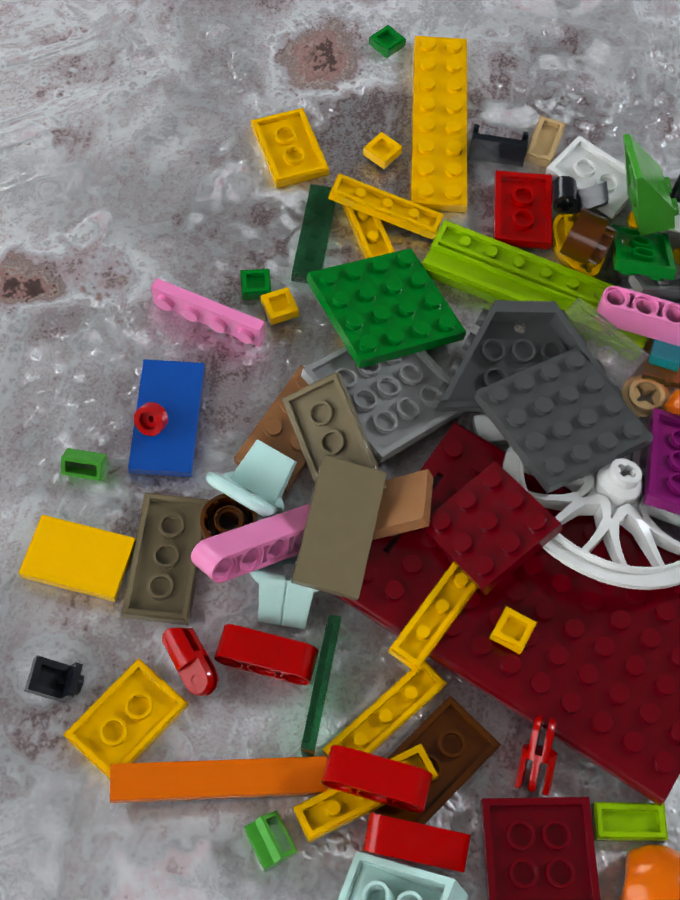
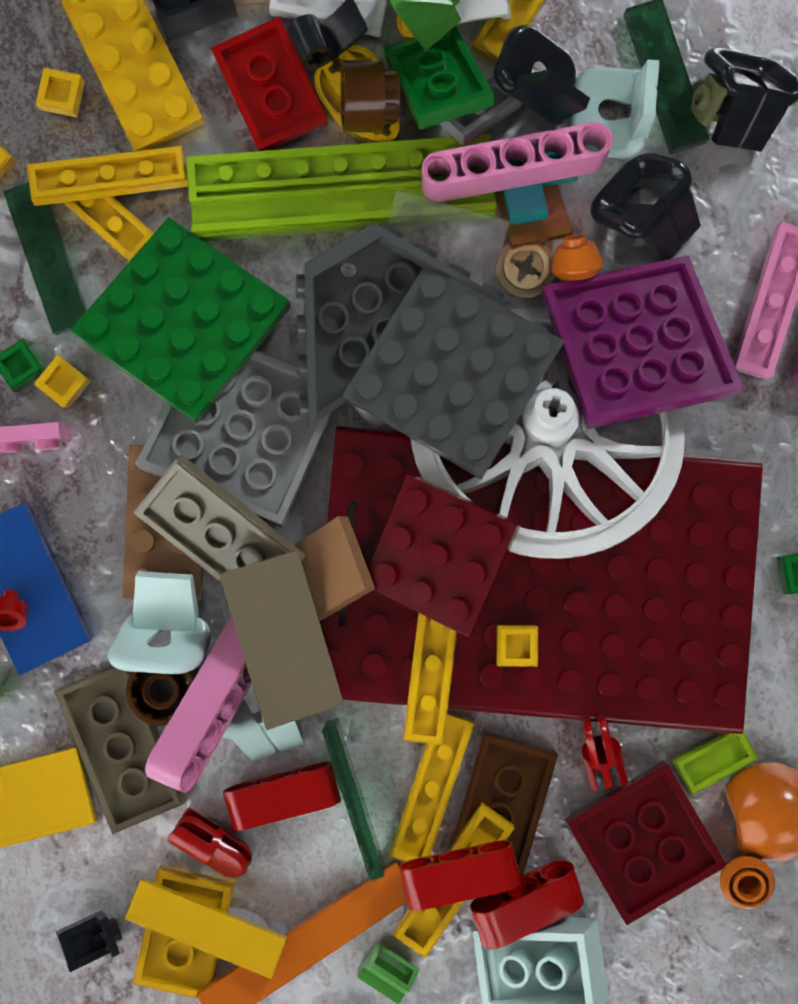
camera: 25 degrees left, 25 degrees up
(152, 716) = (206, 928): none -> yellow tile

